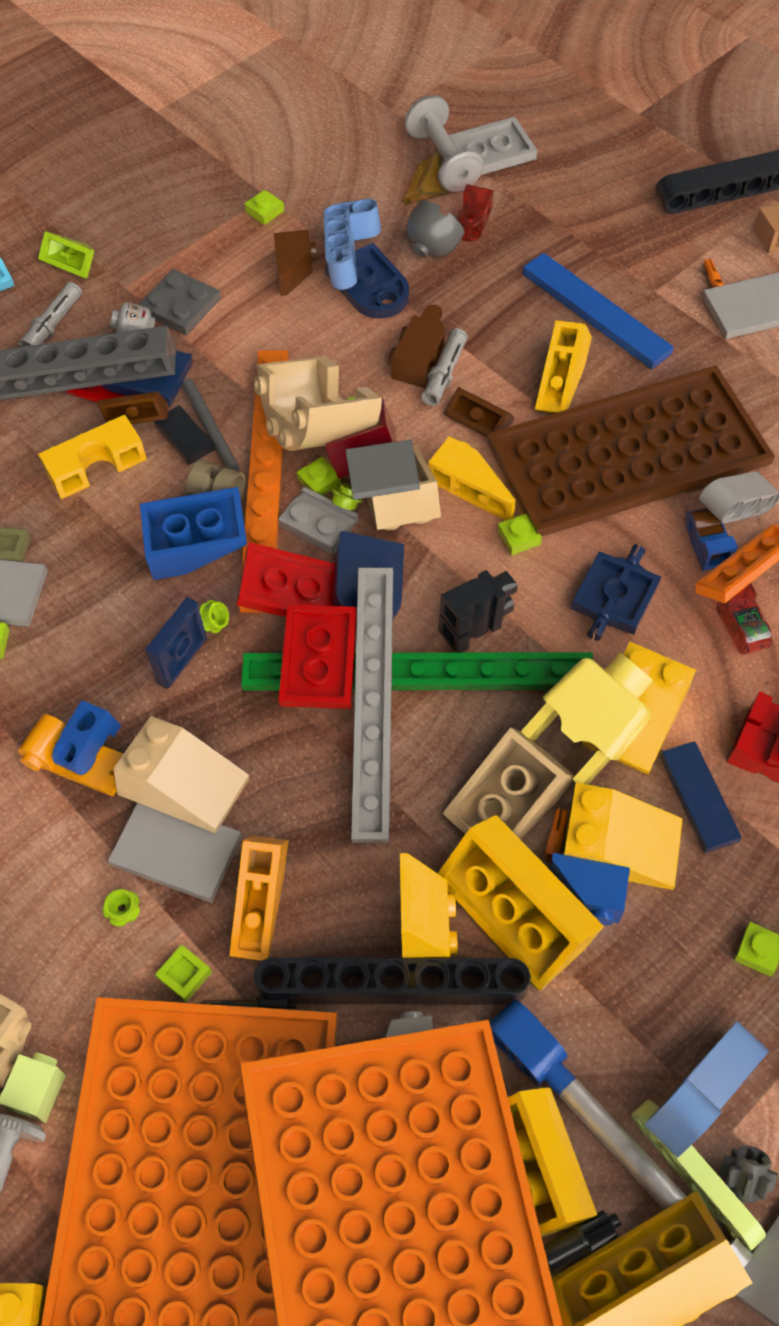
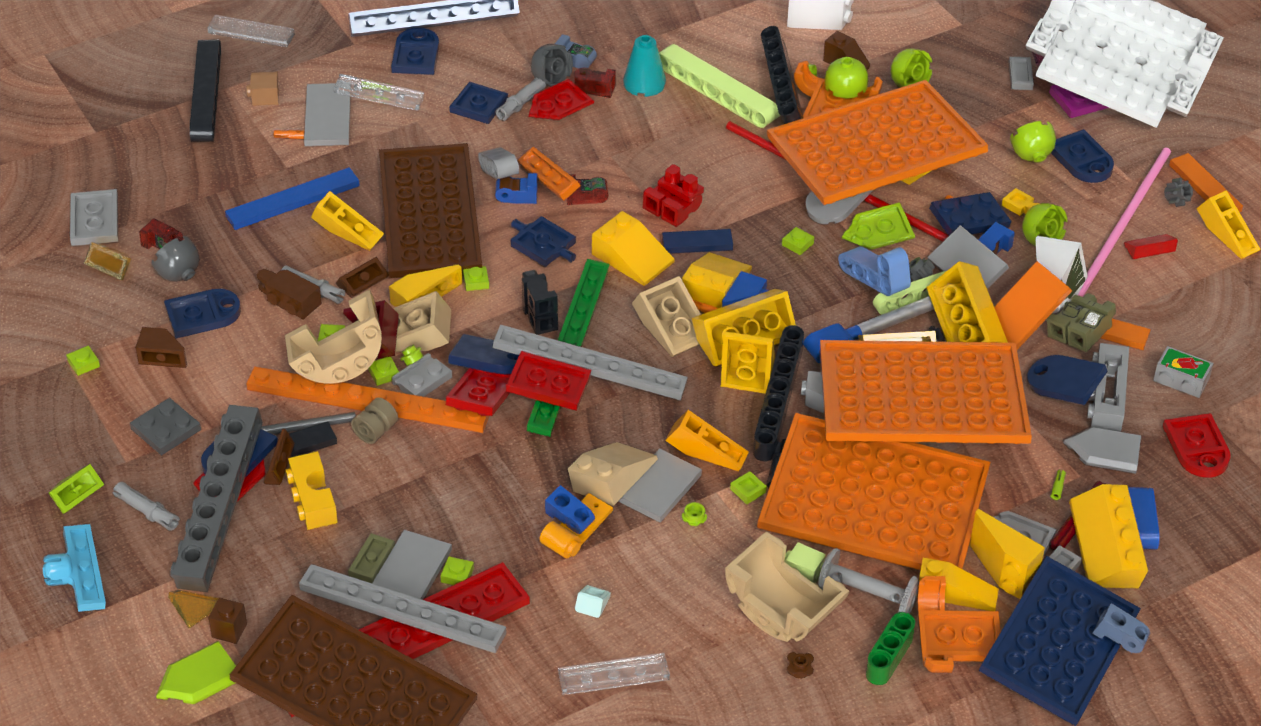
camera: 80 degrees left, 15 degrees down
(131, 318) = (184, 450): light grey head -> none
(176, 643) = (511, 451): dark blue tile -> none
(191, 531) = (416, 434): blue slope -> none
(214, 616) = (487, 440): lime plate -> none
(343, 226) = (146, 310): medium blue beam -> none
(382, 469) = (417, 316): dark grey slope -> none
(427, 120) = (83, 235): light grey hose -> none
(596, 708) = (637, 253): light yellow piece -> none

